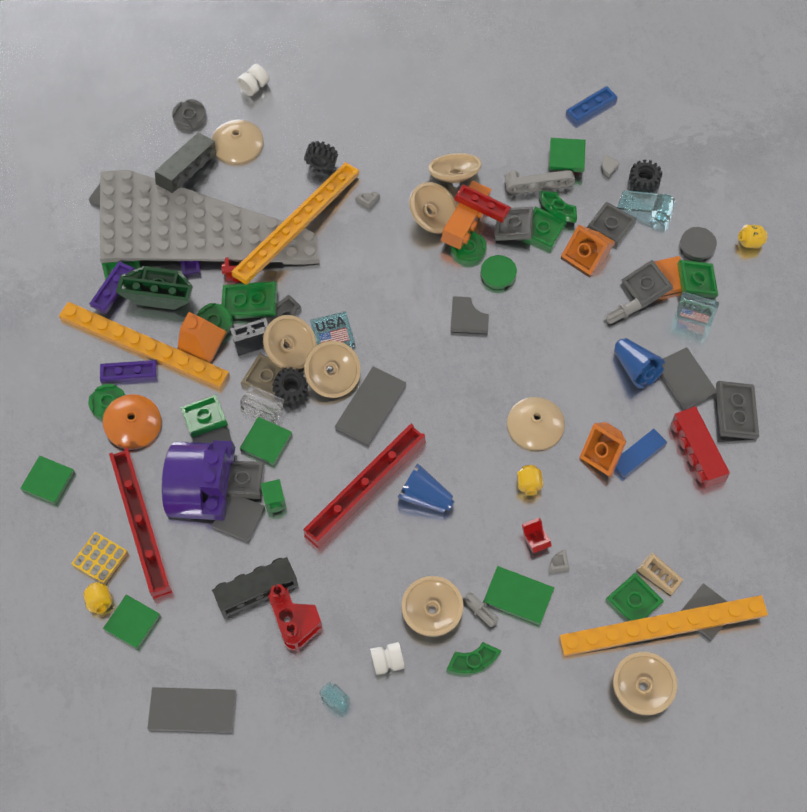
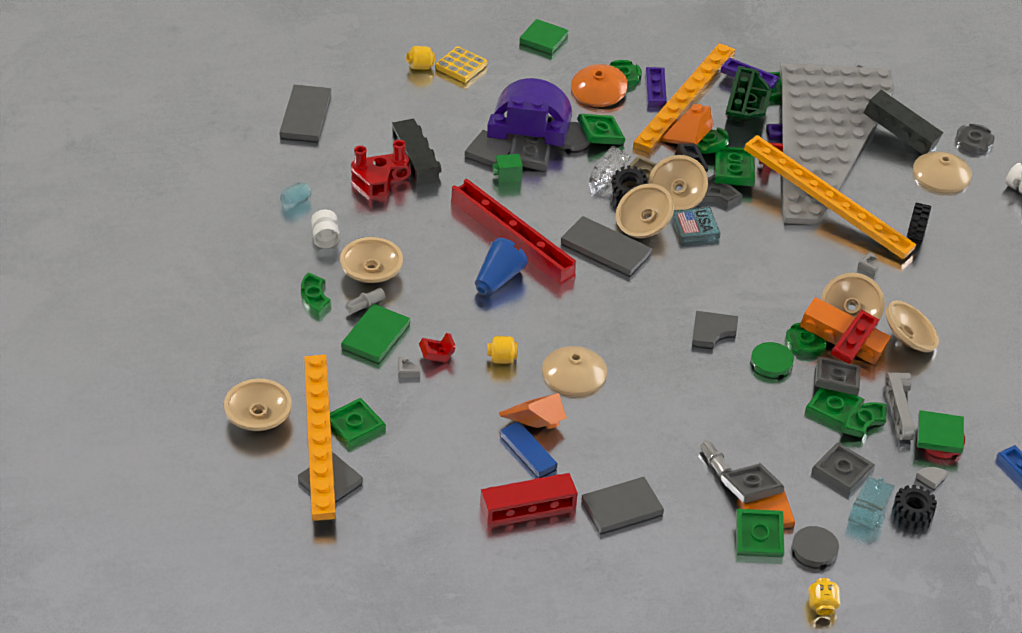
camera: 90 degrees right, 20 degrees down
(131, 622) = (396, 81): green tile -> none
(140, 524) = (484, 85): red tile -> none
(266, 441) = (570, 171): green tile -> none
(587, 249) = (802, 436): orange slope -> none
(639, 362) = (639, 454): blue cone -> none
(650, 575) = (386, 430): tan slope -> none
(697, 308) = (710, 514): clear light blue tile -> none
(737, 410) = (575, 542): dark grey tile -> none

